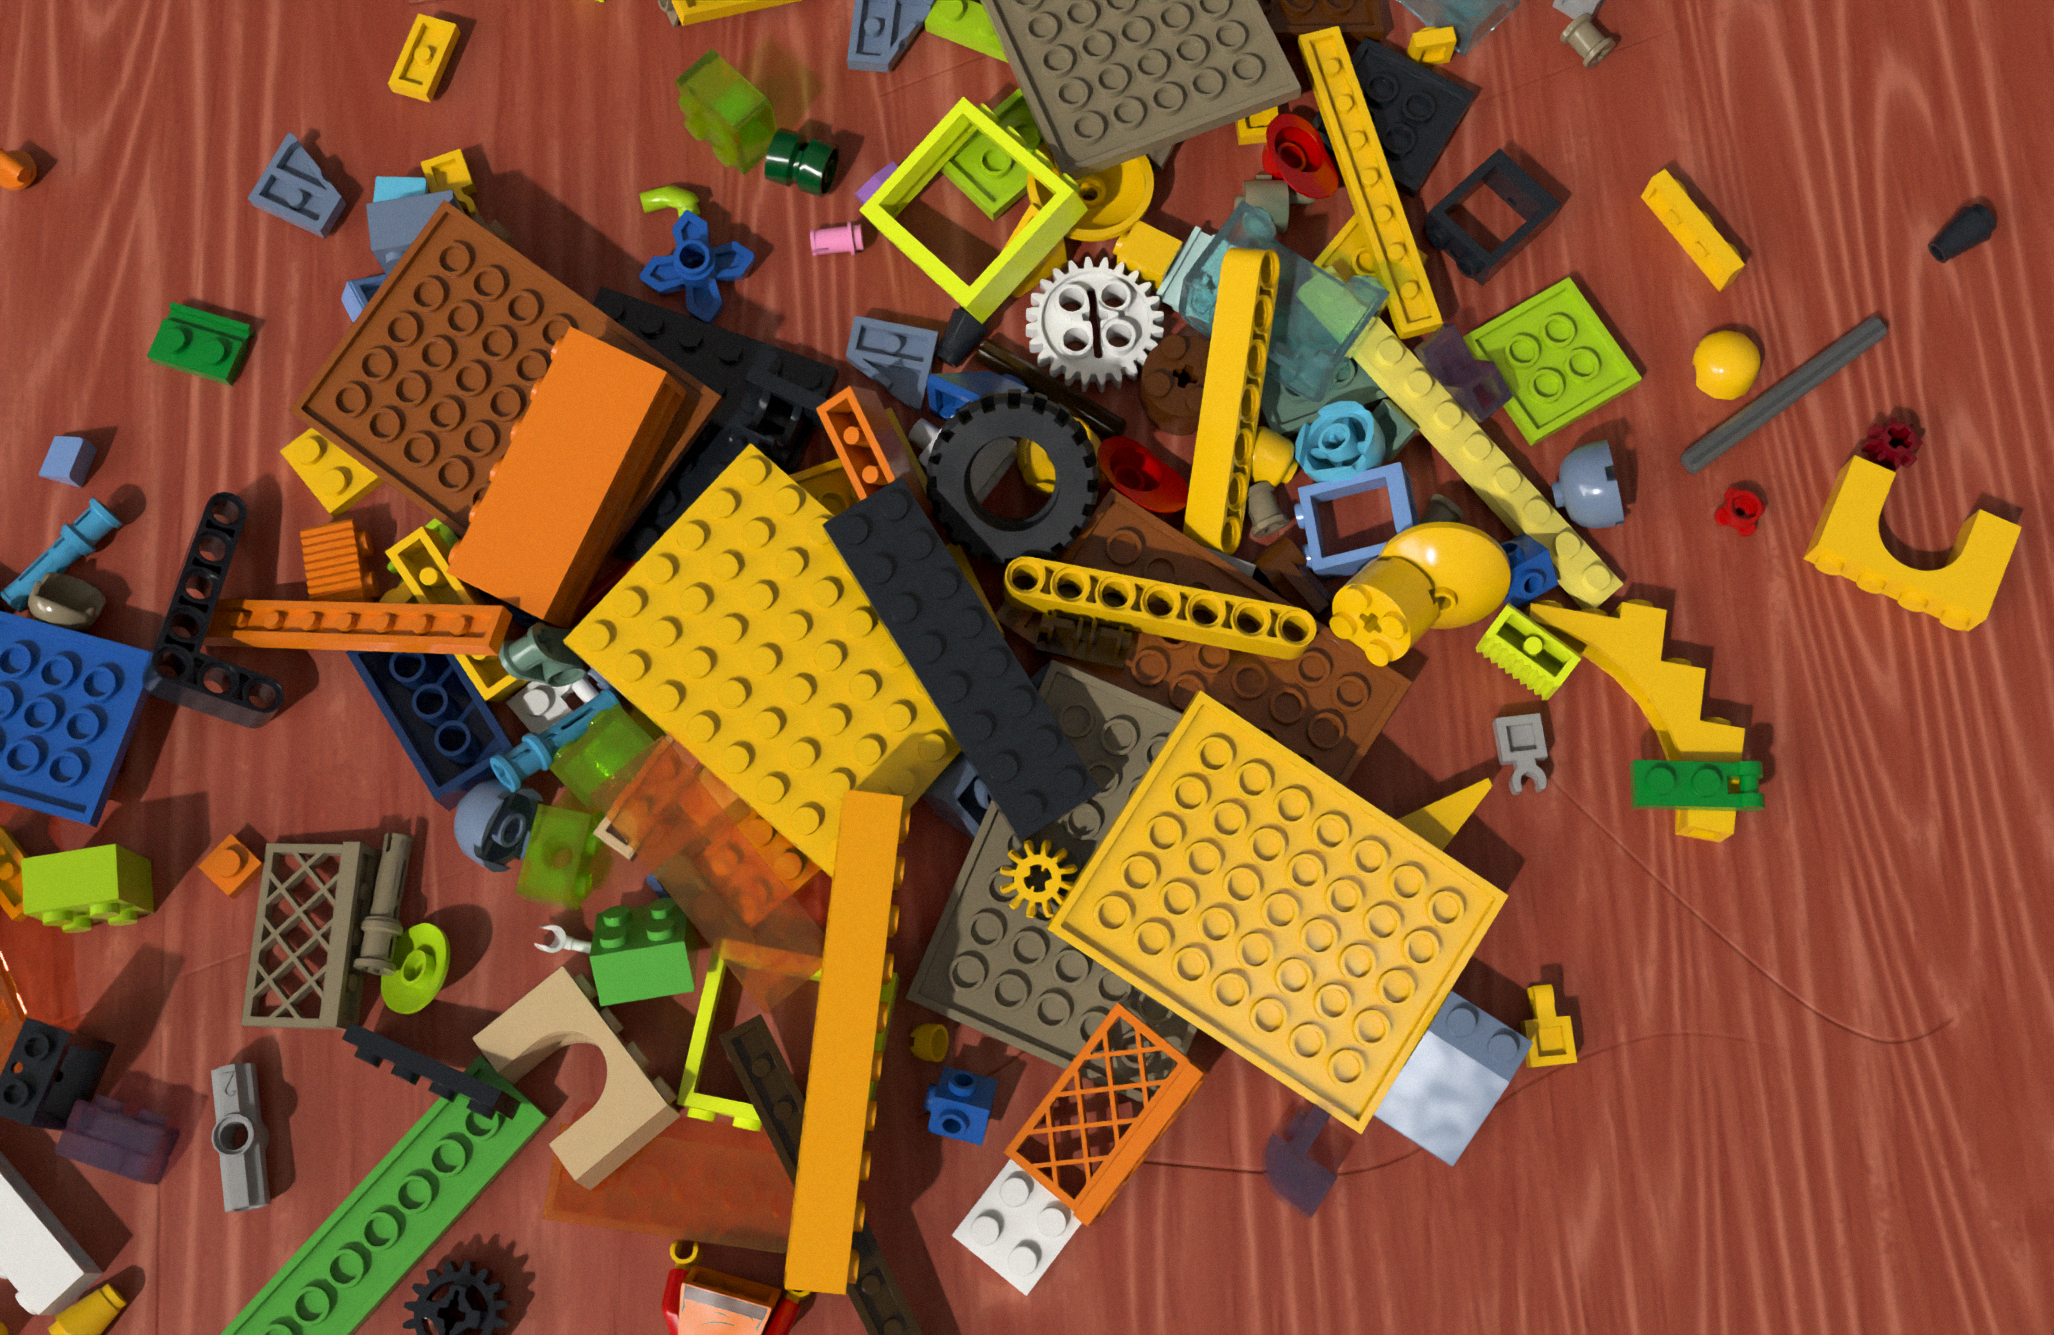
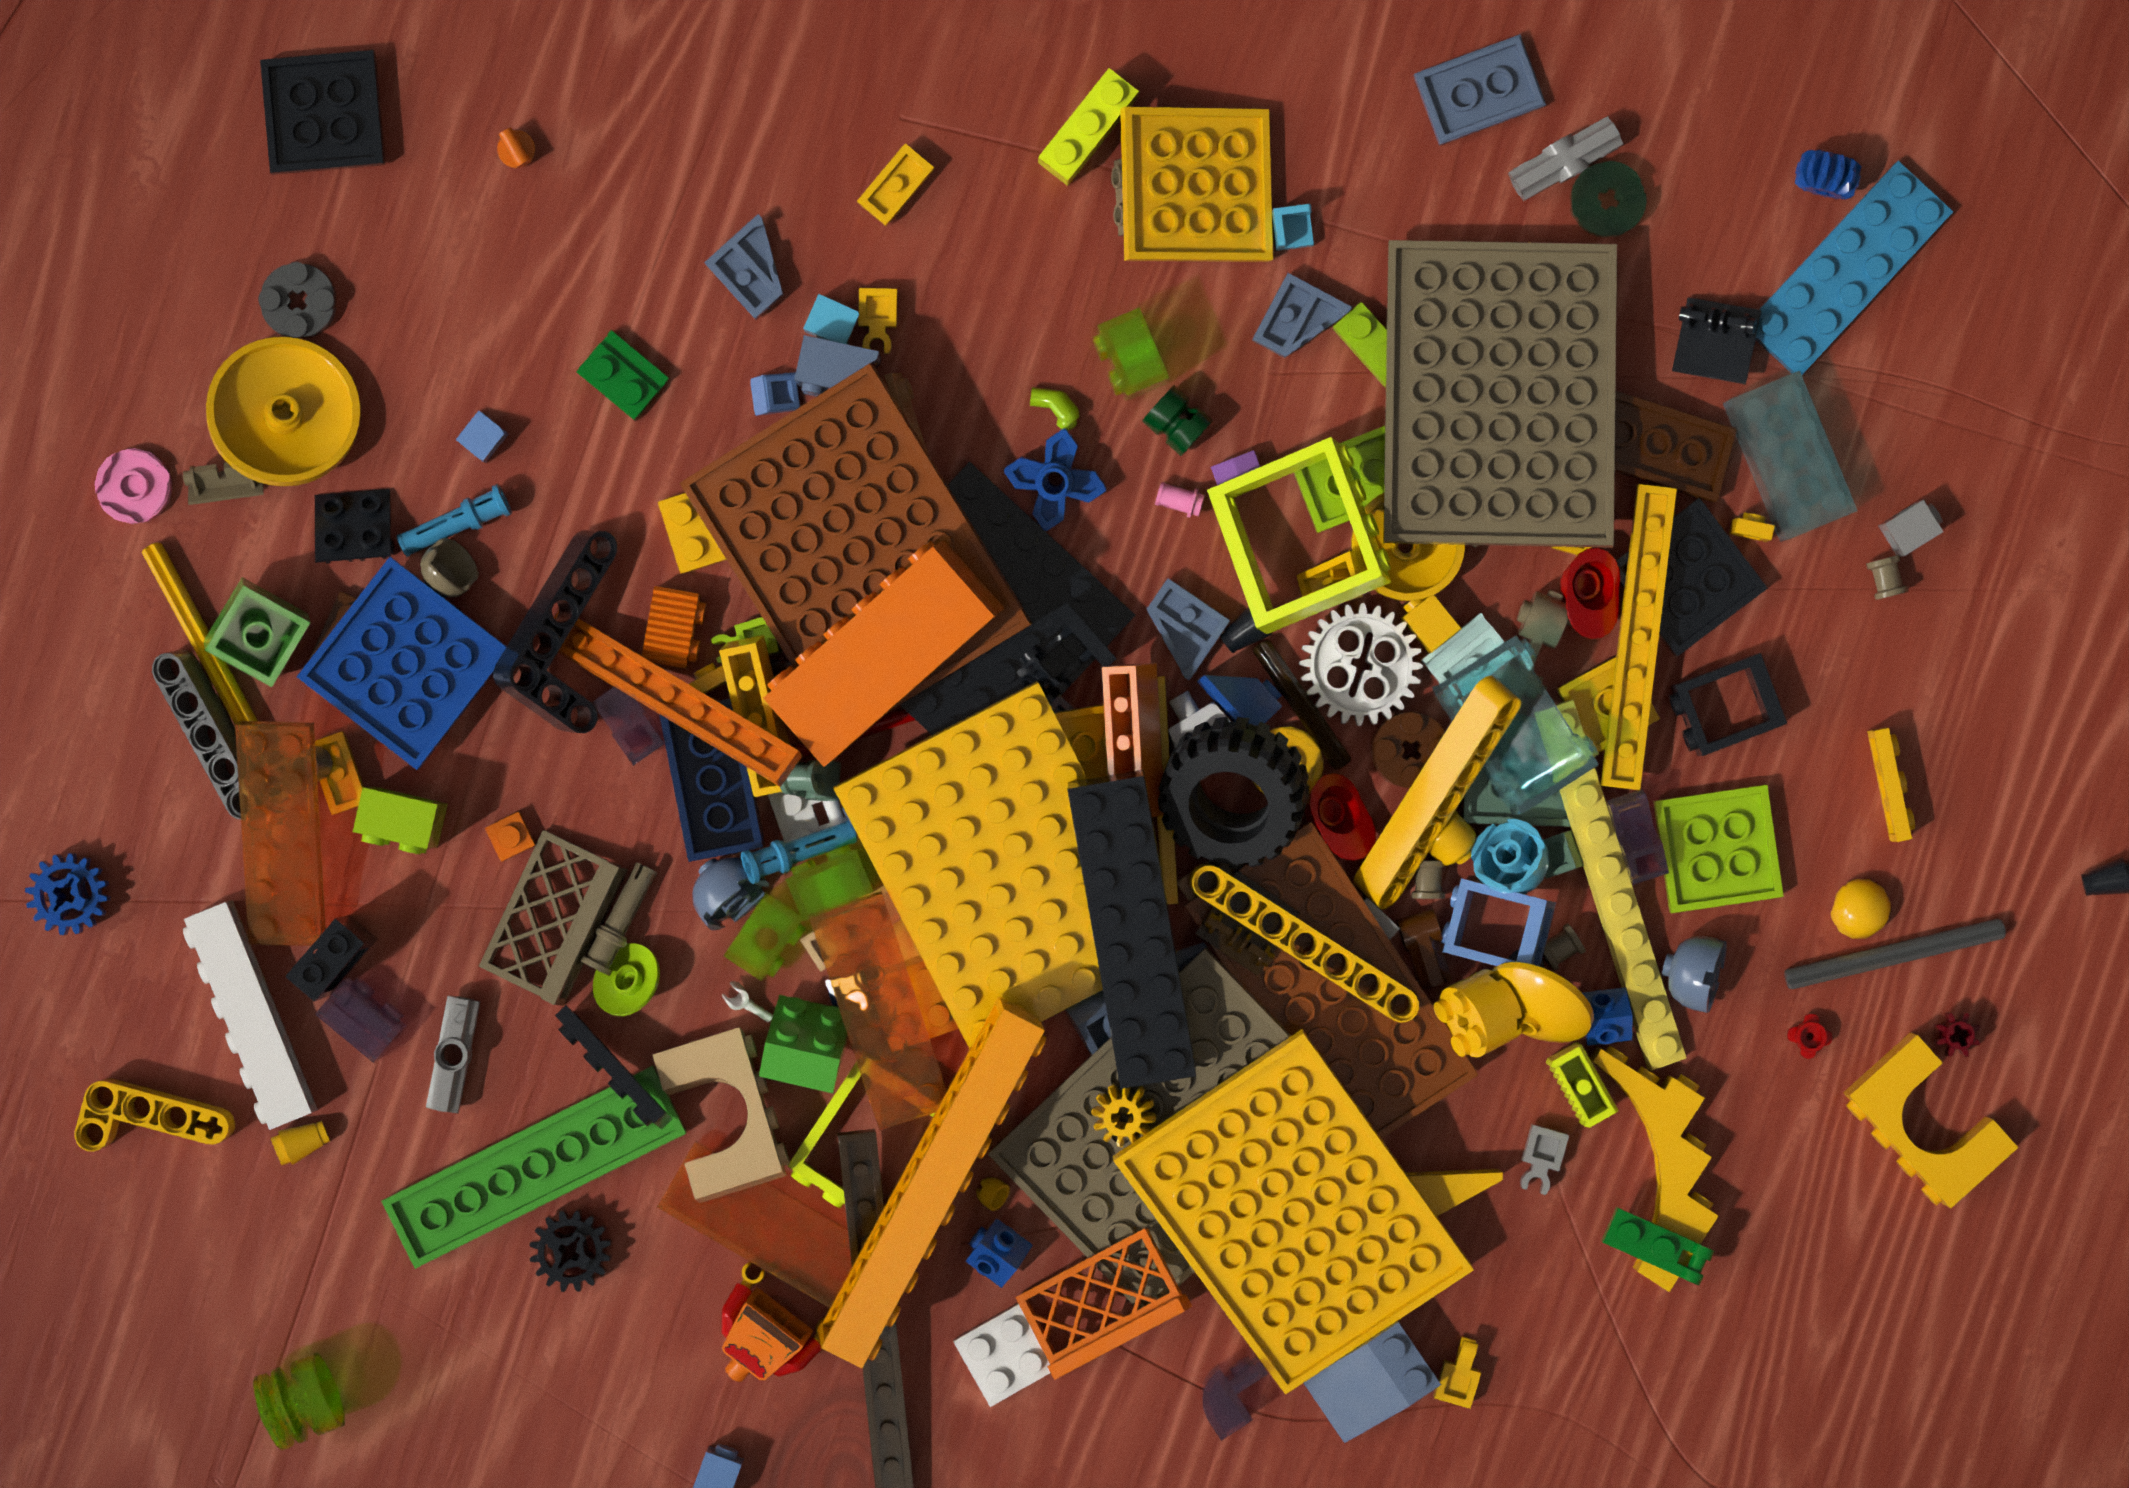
camera: 20 degrees right, 15 degrees up
(321, 684) = (630, 724): none -> brick

